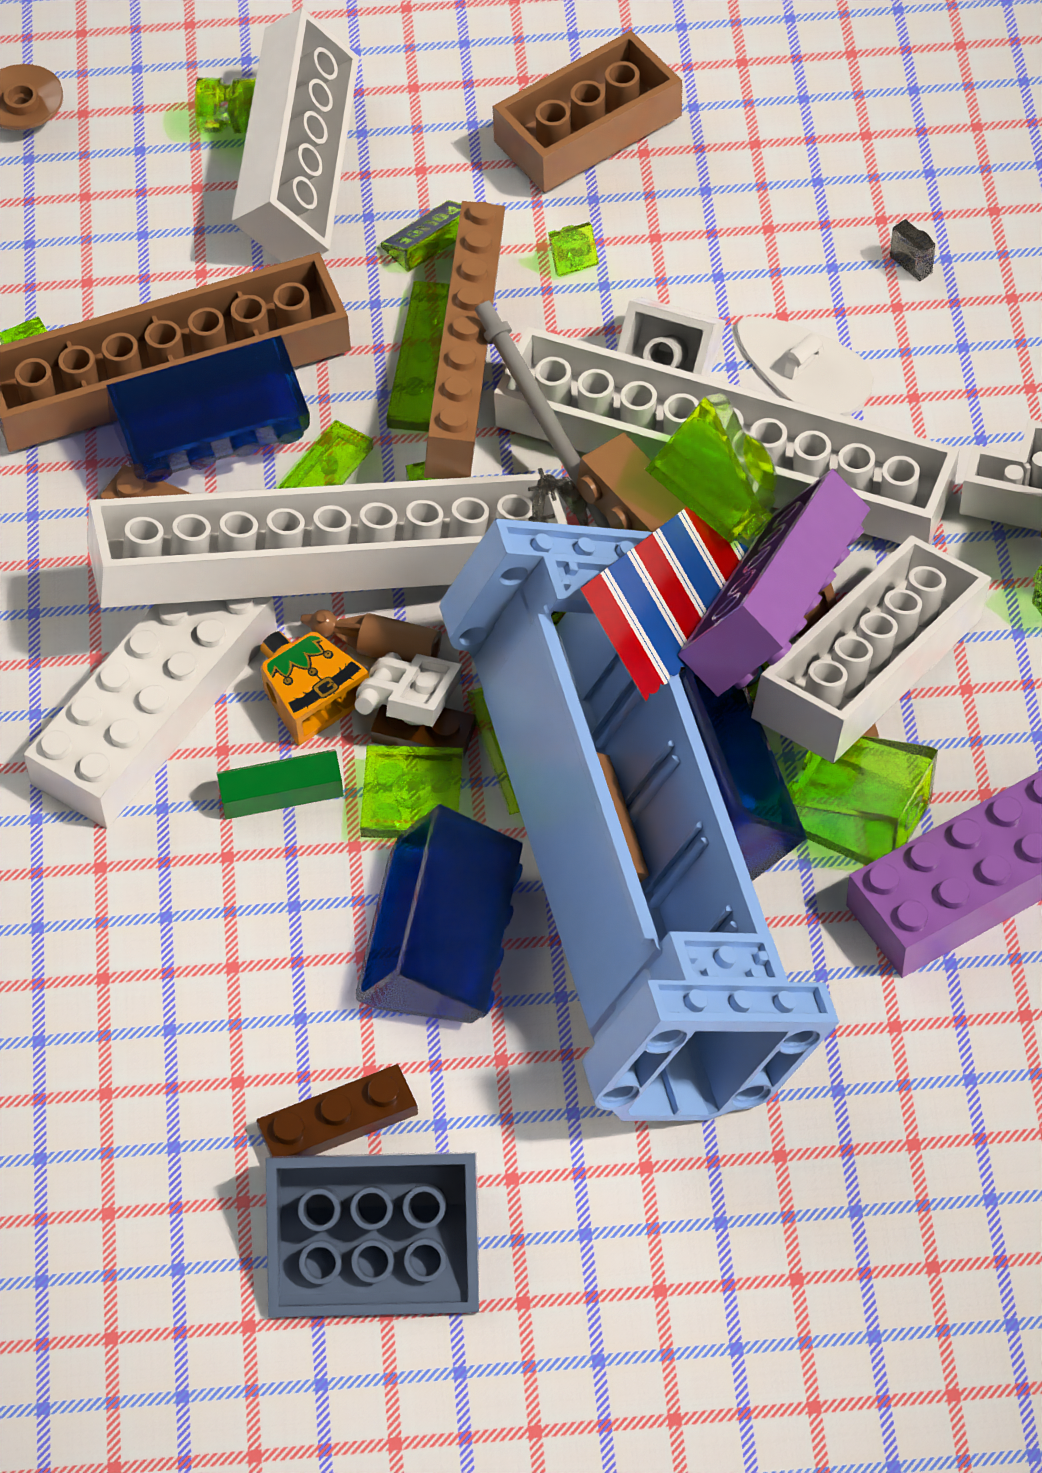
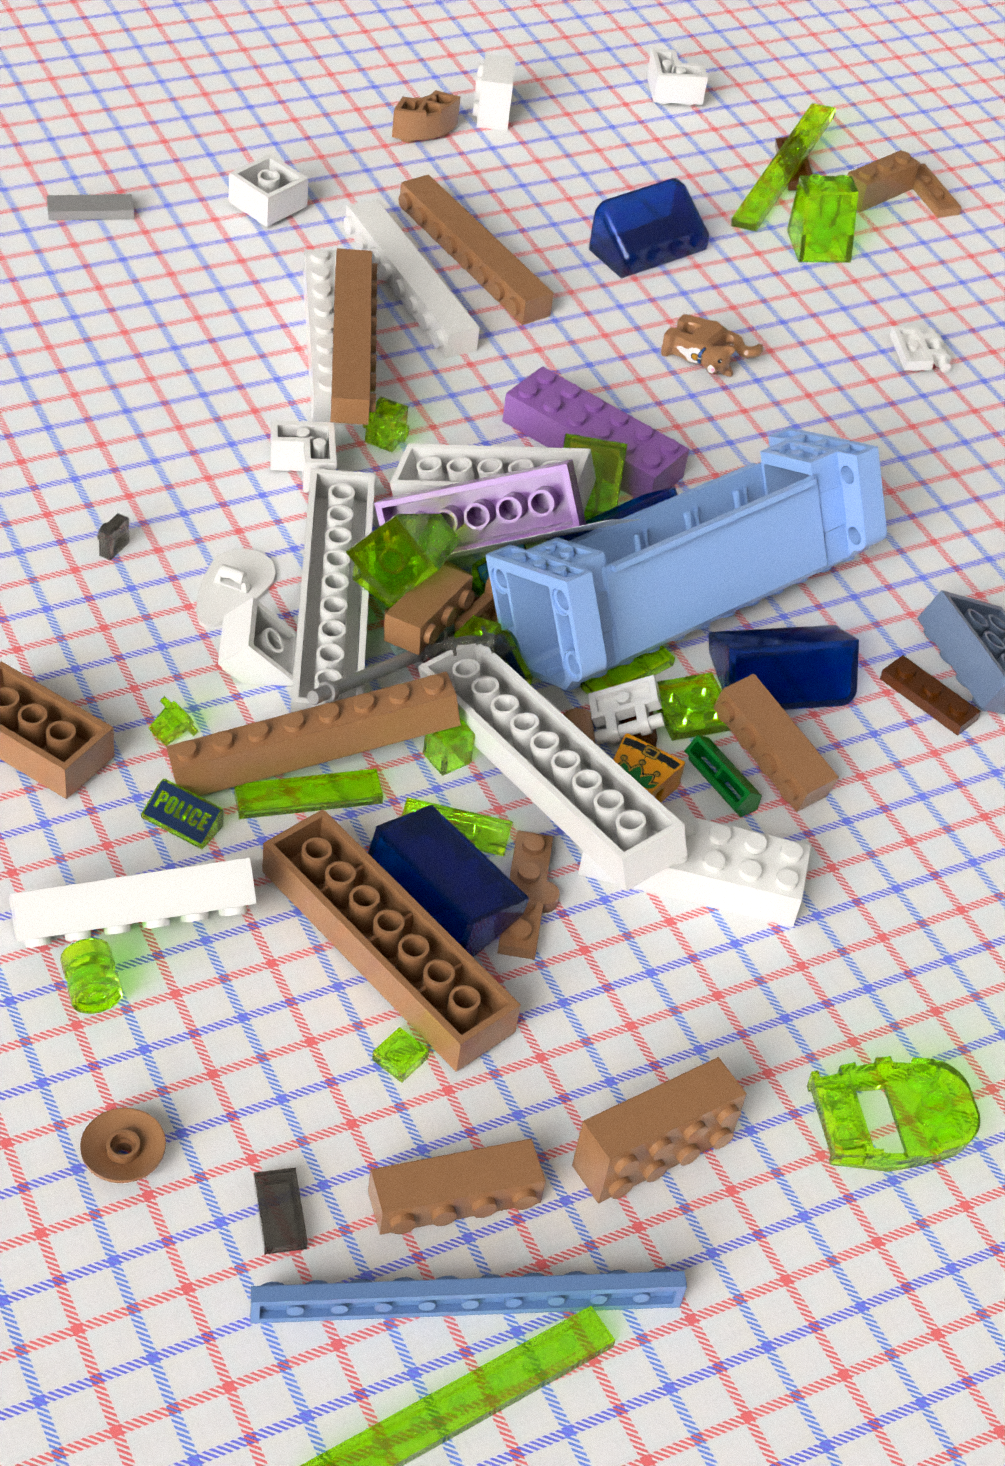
camera: 120 degrees left, 10 degrees down
(295, 843) = (775, 742): none -> medium nougat brick

